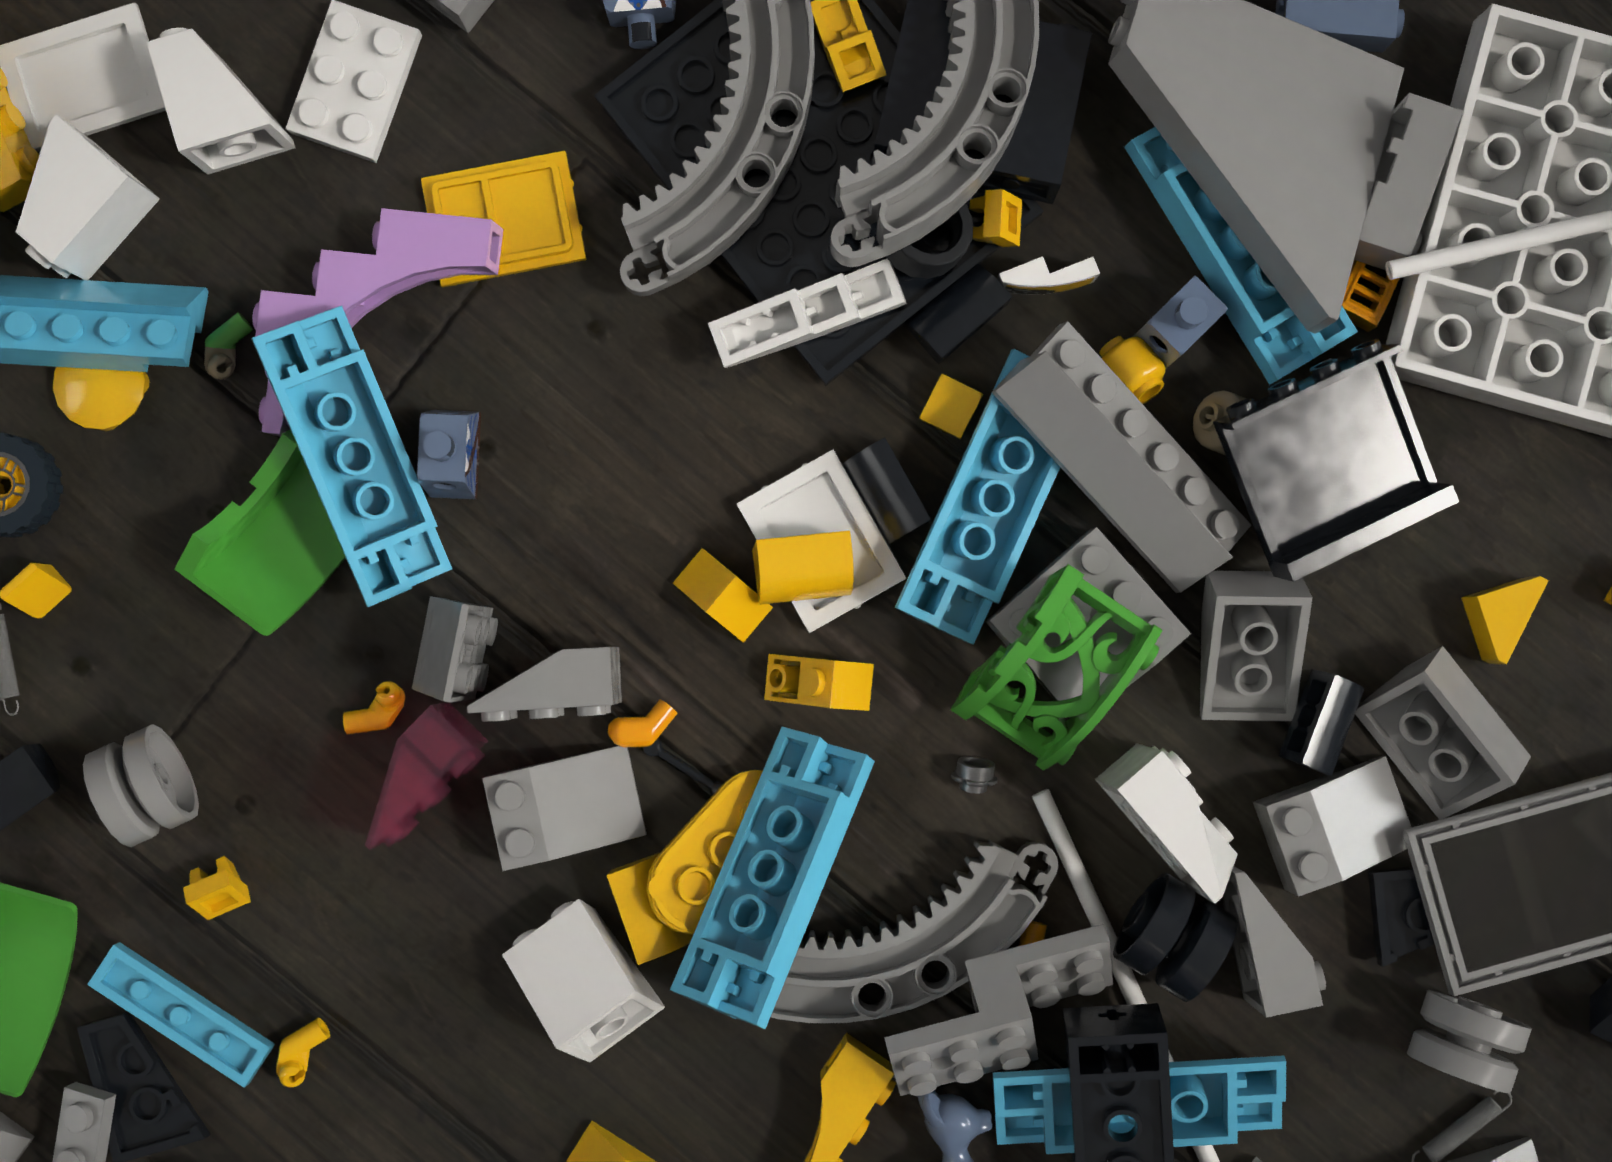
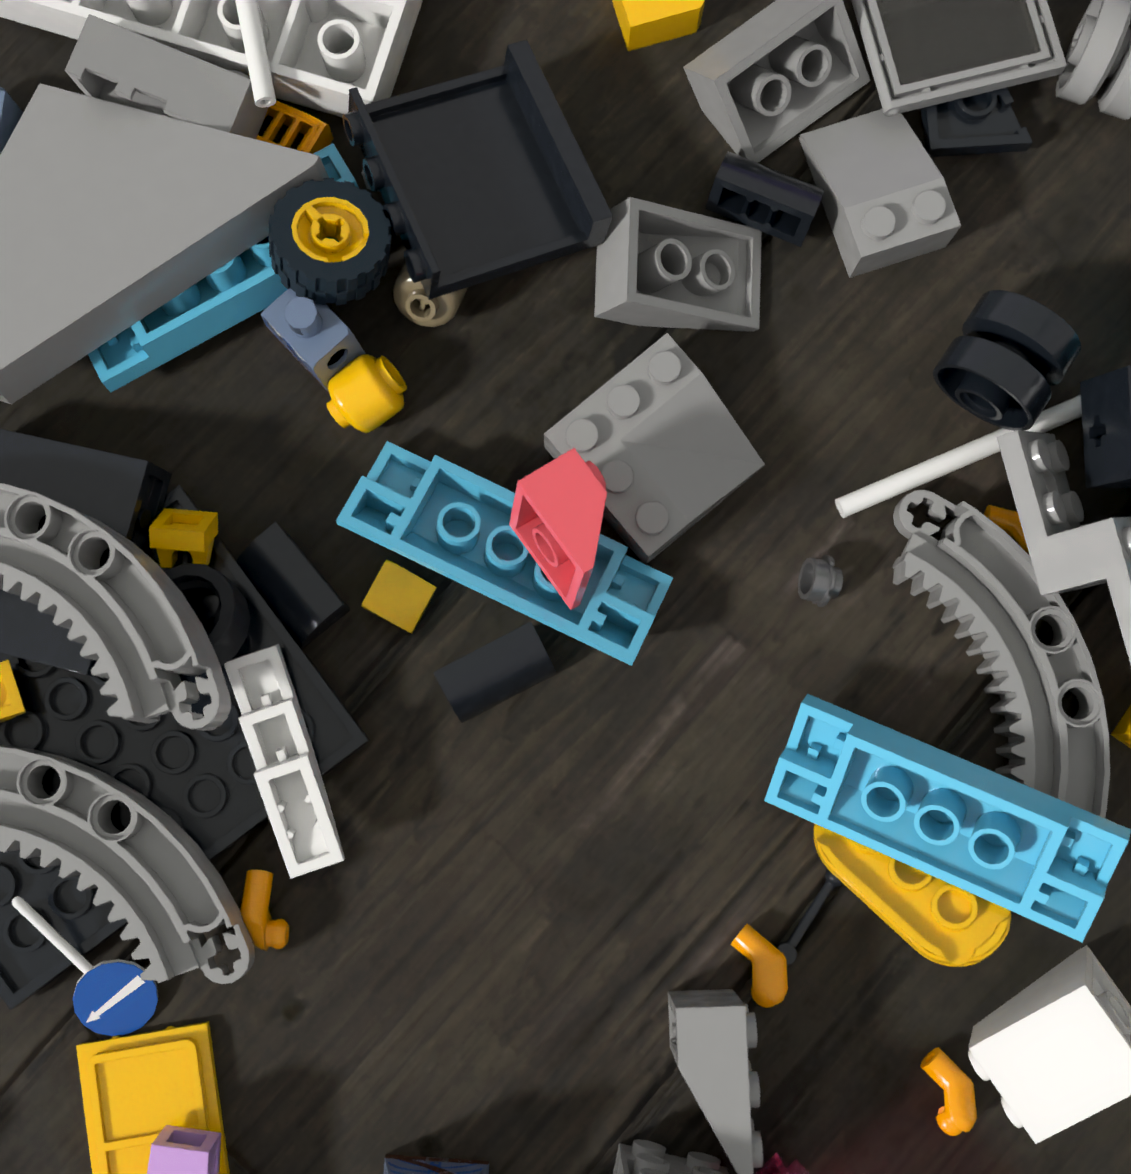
camera: 90 degrees left, 5 degrees down
(539, 894) = (959, 1094): none -> light orange arm
(564, 807) = (858, 1065): light grey slope -> none
(607, 176) = (108, 995): none -> blue piece
(645, 931) = (1005, 970): yellow brick -> none
(678, 295) = (256, 915): none -> light orange arm
(722, 595) = (610, 867): yellow slope -> none
(803, 567) = (581, 771): yellow brick -> none
(819, 682) = (714, 756): yellow slope -> none
(825, 501) = (550, 750): white piece -> none
(1017, 540) = (560, 521): none -> coral slope
(1035, 277) = (257, 495): white slope -> none
(1055, 611) = (765, 466): bright green fence -> none
(1122, 458) = (464, 405): light grey slope -> none
(1165, 809) = (873, 358): white slope -> none
(1235, 332) = (328, 268): none -> black wheel
(1270, 960) = (1033, 257): light grey slope -> none

